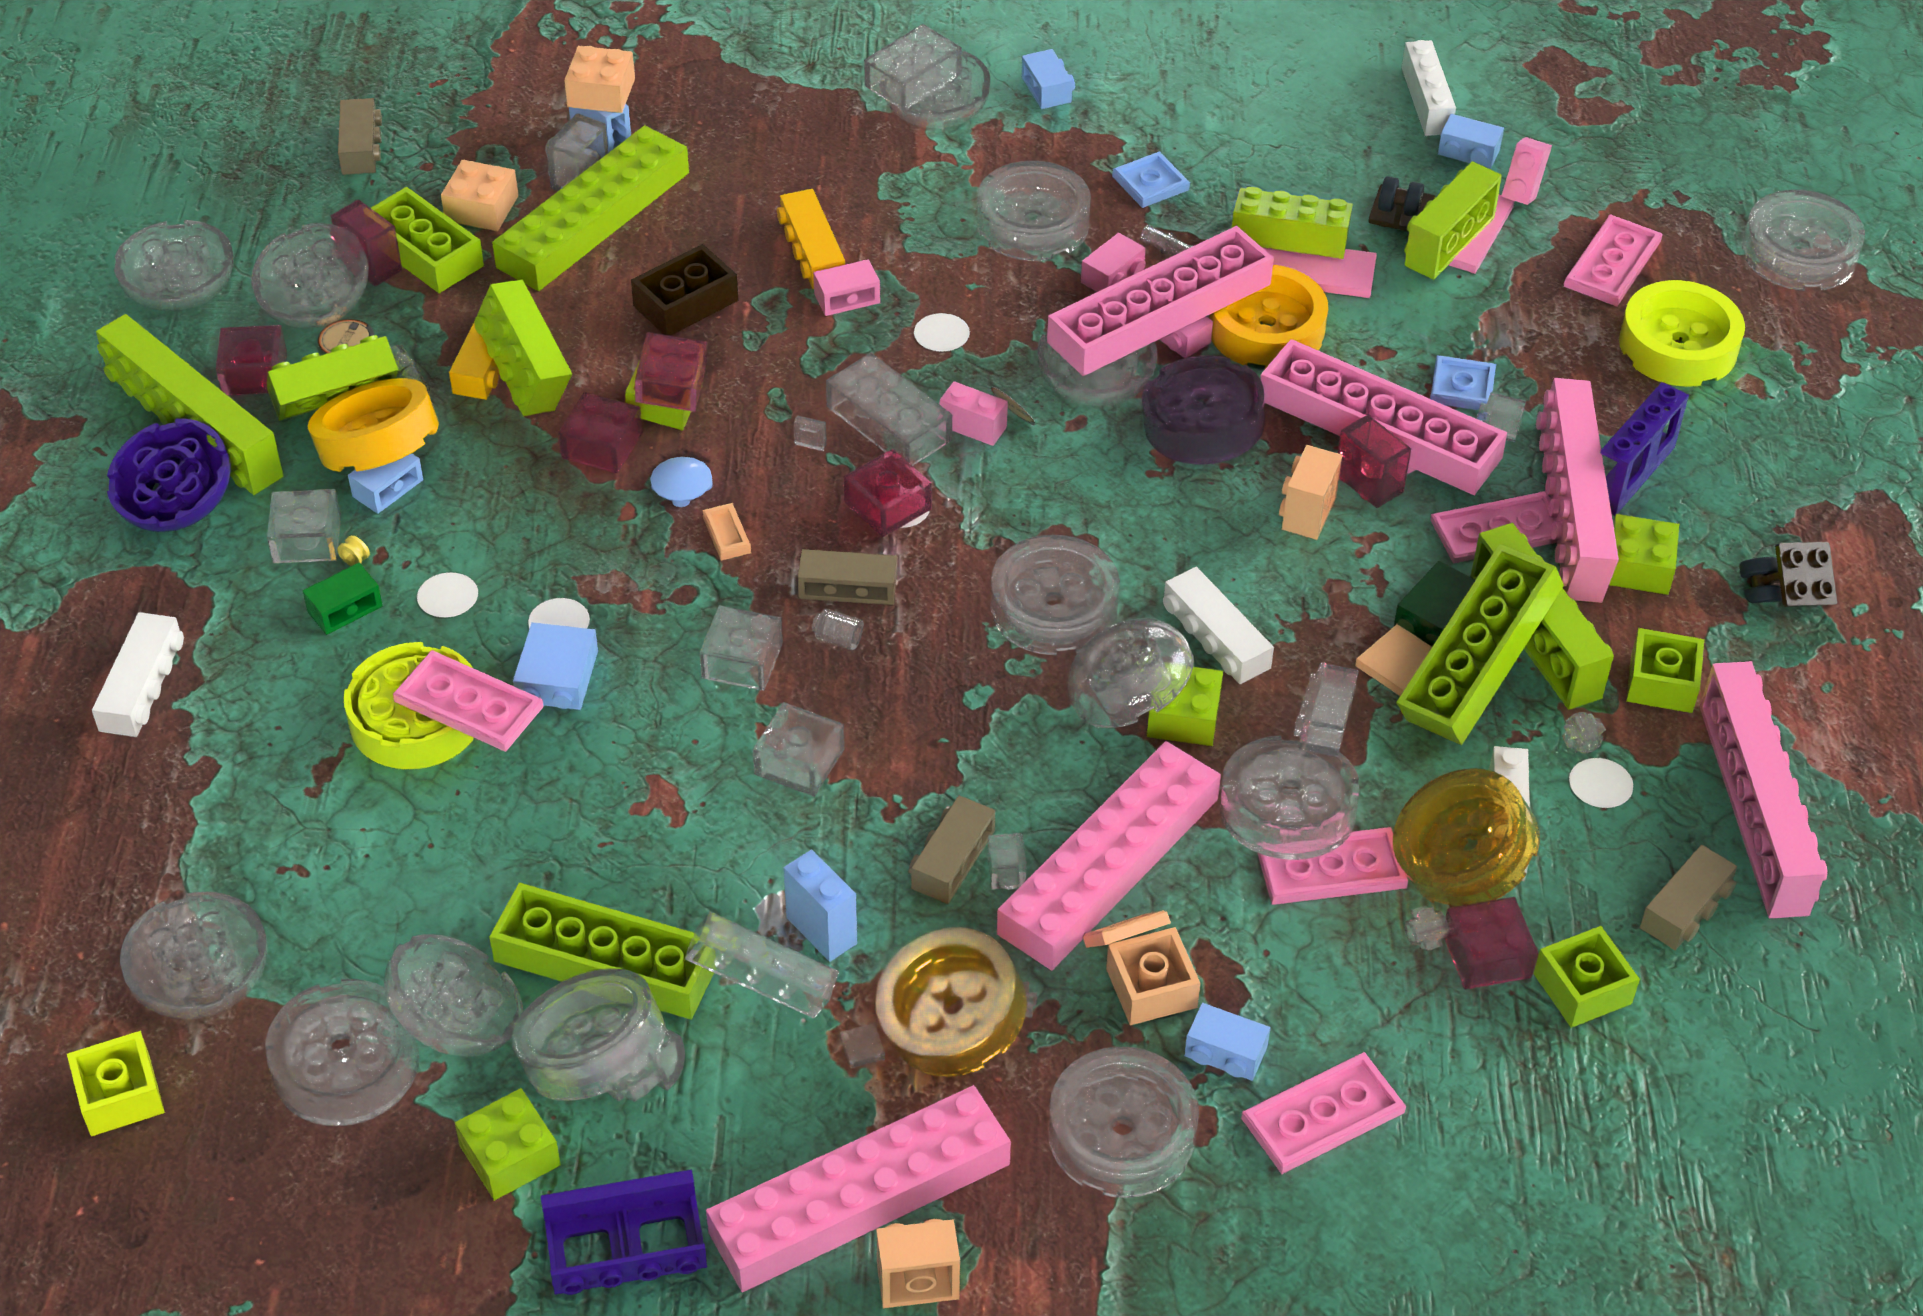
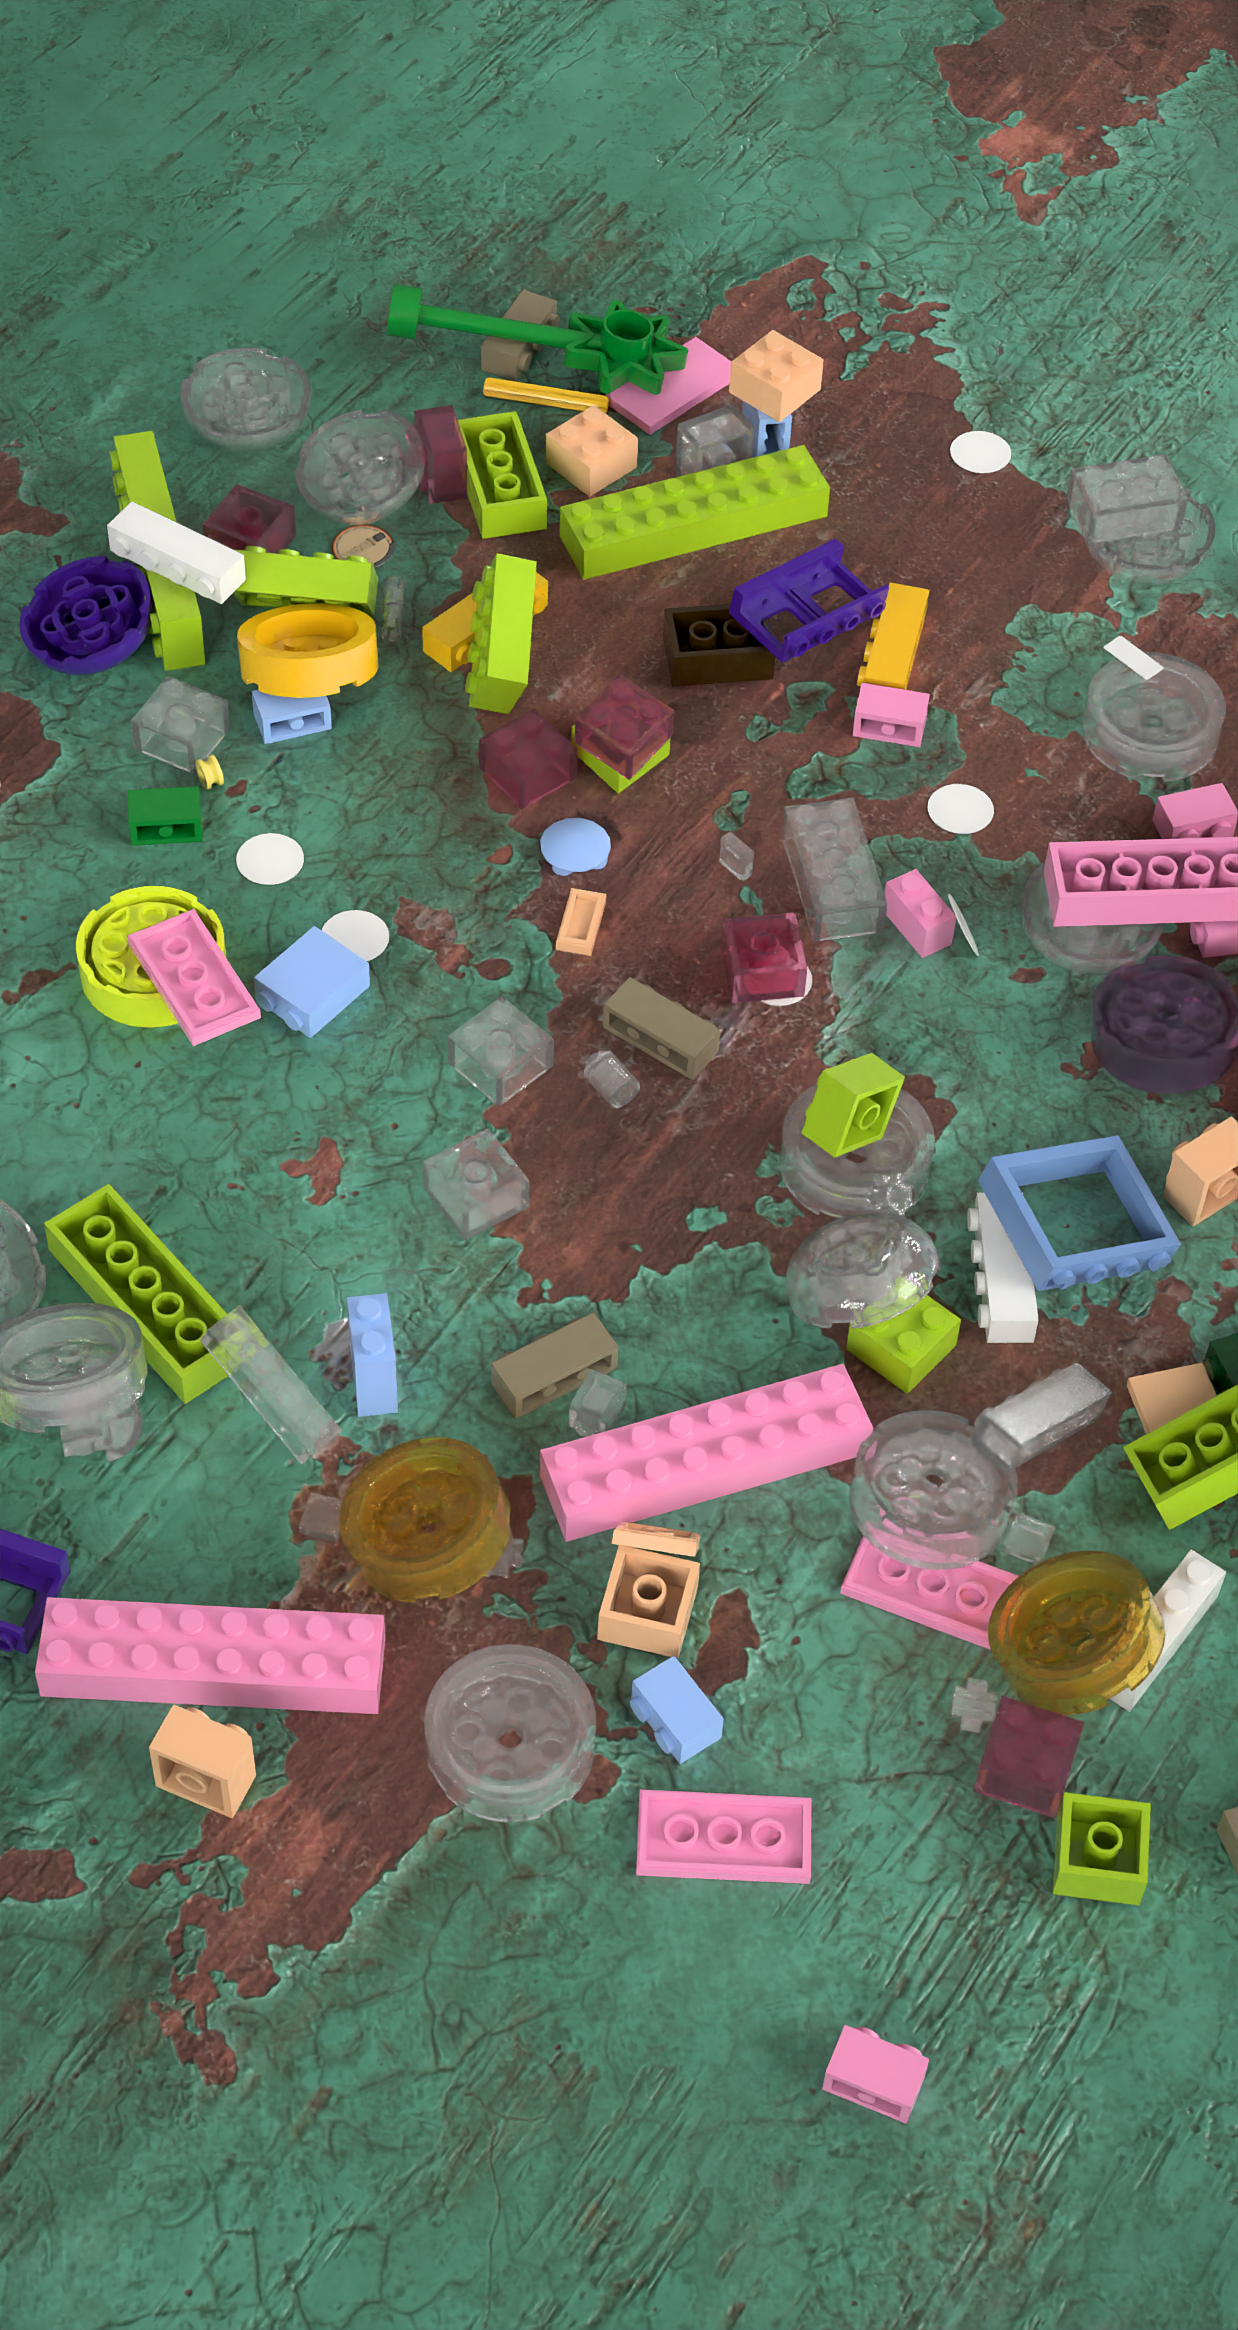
camera: 30 degrees right, 5 degrees up
(222, 392) = (176, 552): none -> white brick
(408, 172) = (543, 395): none -> yellow axle
(442, 110) = (618, 347): none -> green piece
(503, 126) = (683, 389): none -> bright pink tile
(717, 227) = (791, 589): none -> dark purple window
(767, 84) = (980, 452): none -> white sticker
(995, 173) = (1133, 657): none -> white sticker
(1042, 557) = (852, 1104): none -> lime brick
(1113, 608) = (889, 1195): none -> clear gear
(1229, 592) = (1108, 1154): none -> medium blue window
(1374, 800) = (1028, 1538): none -> clear tile
(1554, 1212) = (876, 2073): none -> bright pink brick

